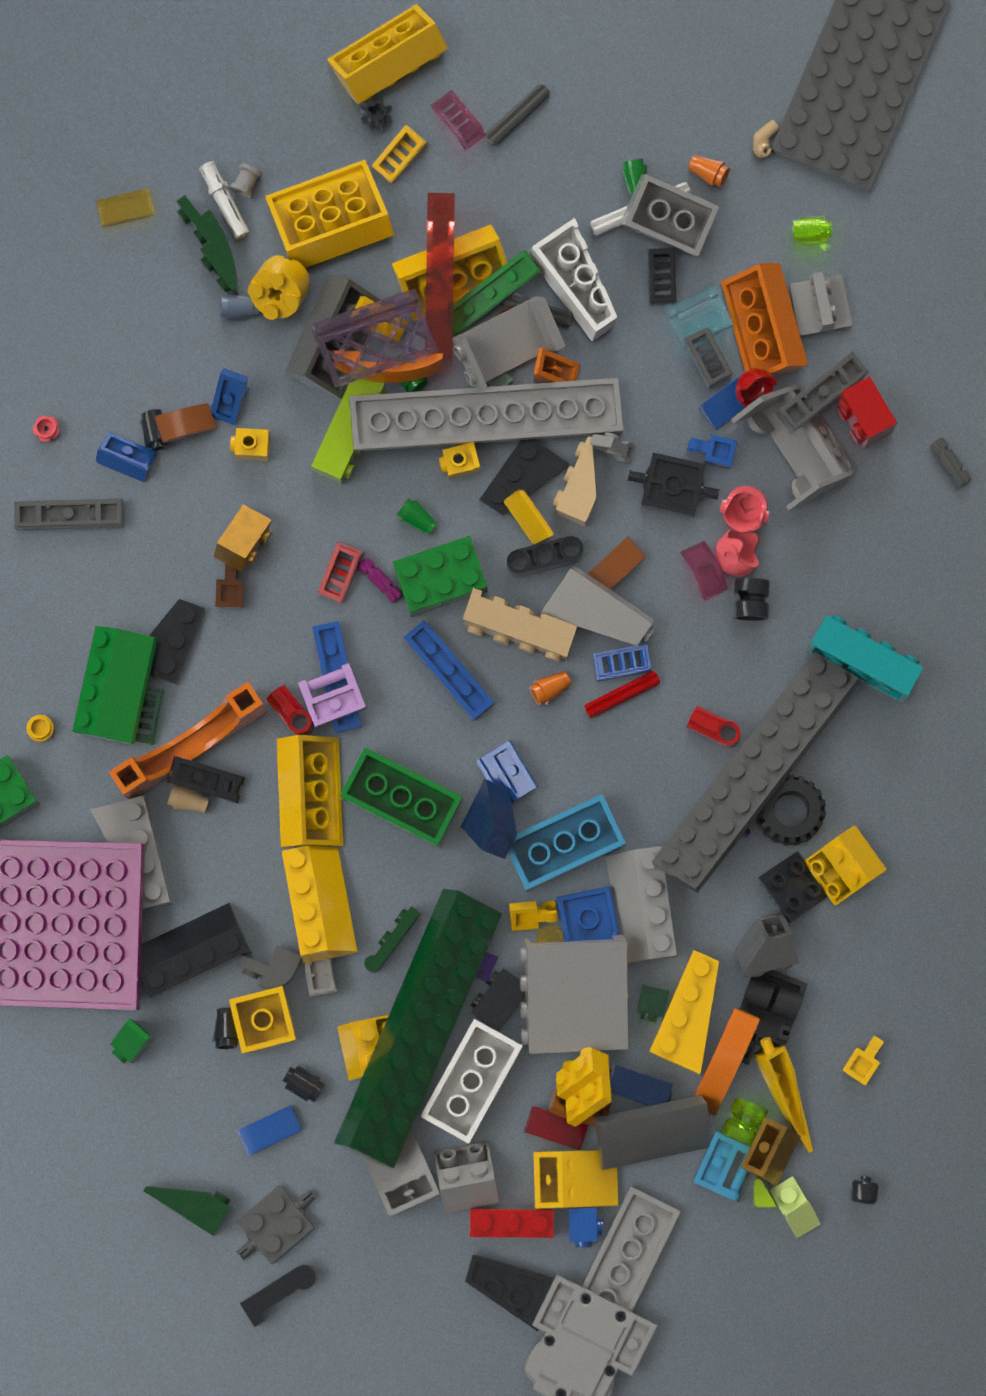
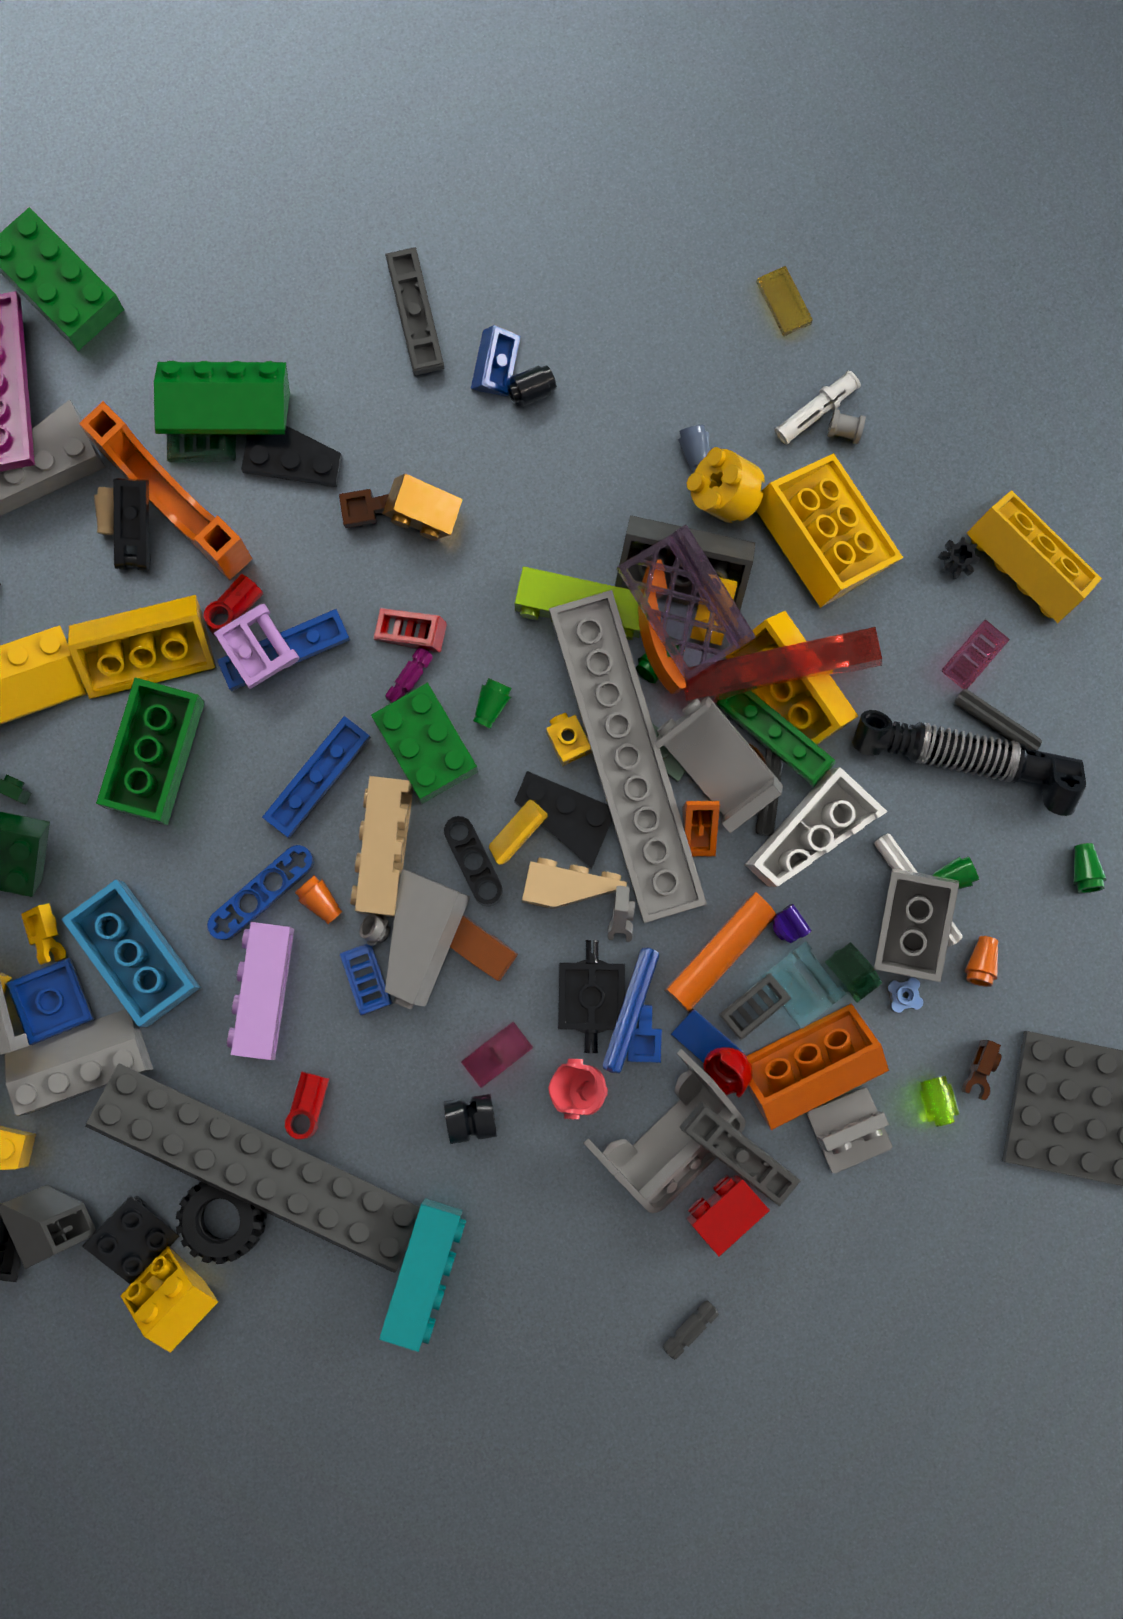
camera: 65 degrees right, 0 degrees up
(40, 728) = (162, 331): yellow plate -> none
(41, 423) = (509, 258): coral plate -> none
(185, 422) = (546, 415): dark orange slope -> none
(216, 252) = (757, 411): dark green slope -> none
(229, 396) = (588, 459): blue slope -> none
(251, 444) = (537, 496): yellow brick -> none
(392, 147) = (924, 611): yellow slope -> none
(491, 819) = (137, 861): dark blue slope -> none
(508, 769) = (206, 870): plate -> none
(535, 733) = (257, 888): none -> blue beam
(549, 934) = (20, 960): clear yellow tile -> none
(572, 76) = (1059, 776): none -> black piece
(583, 647) = (374, 929): none -> light grey plate
(615, 746) = (261, 991): none -> lavender brick
(622, 694) = (328, 986): red axle -> none
(648, 315) = (790, 924): none -> dark purple plate
(652, 71) = (1087, 869): none -> green cone
(658, 375) = (721, 952): none -> orange brick
(661, 252) = (870, 923): black slope -> none
(691, 454) = (630, 1010): none -> blue axle
(696, 273) = (853, 972): none -> clear green brick
(719, 244) = (896, 991): none -> light blue plate
(737, 553) = (523, 1090): coral cap -> none
(762, 137) = (1034, 1018): tan arm -> none
(789, 188) = (984, 1061): none -> reddish brown plate

